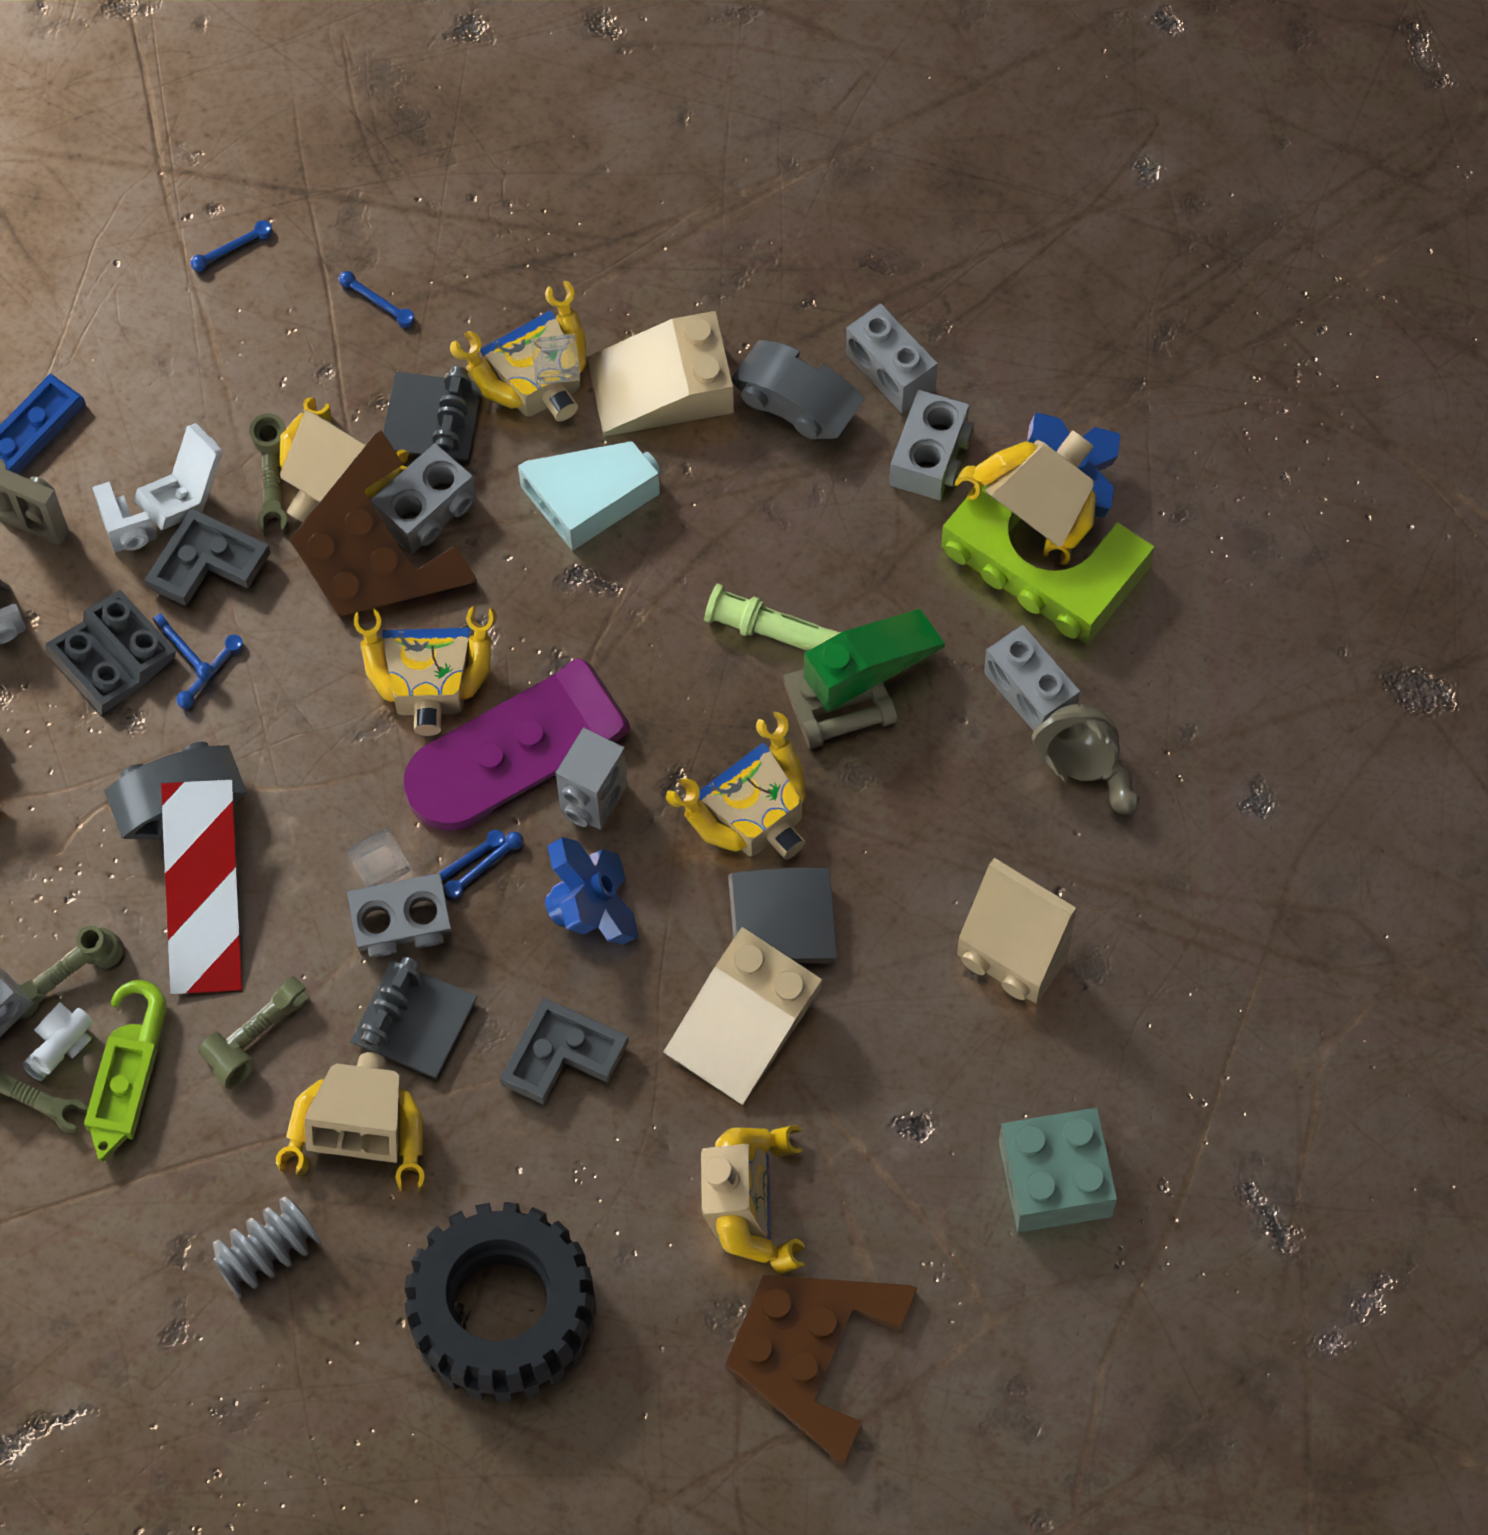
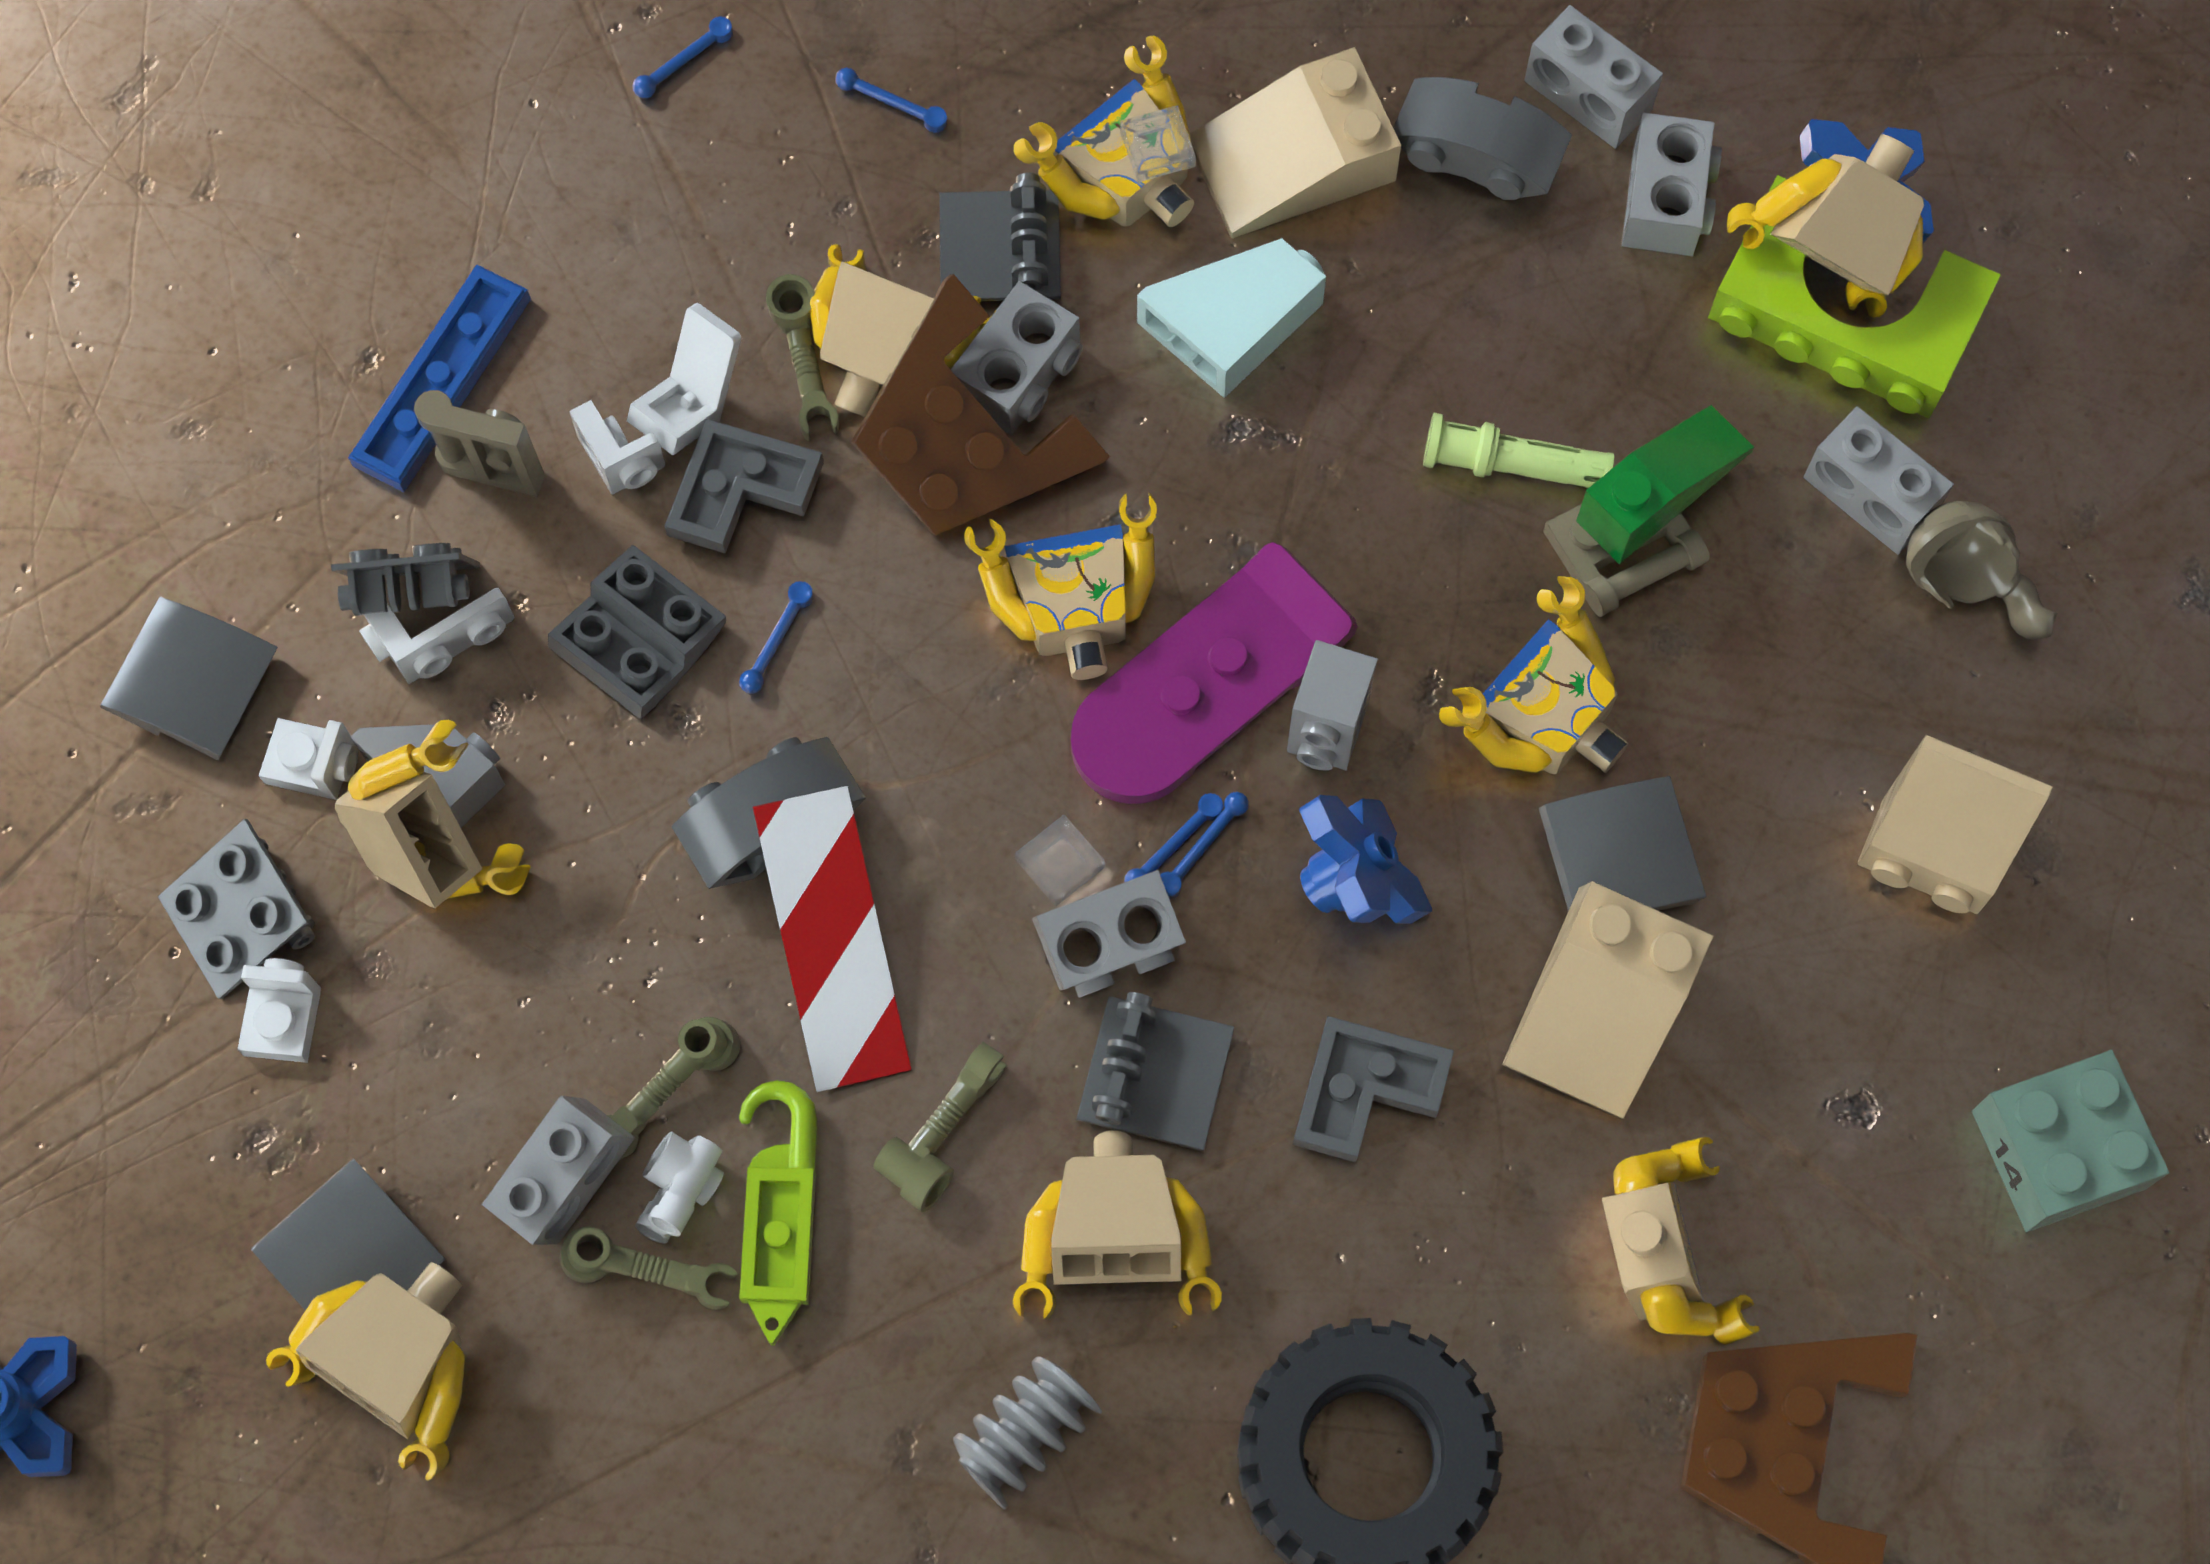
camera: 10 degrees left, 5 degrees up
(203, 669) = (769, 637): blue hinge -> none

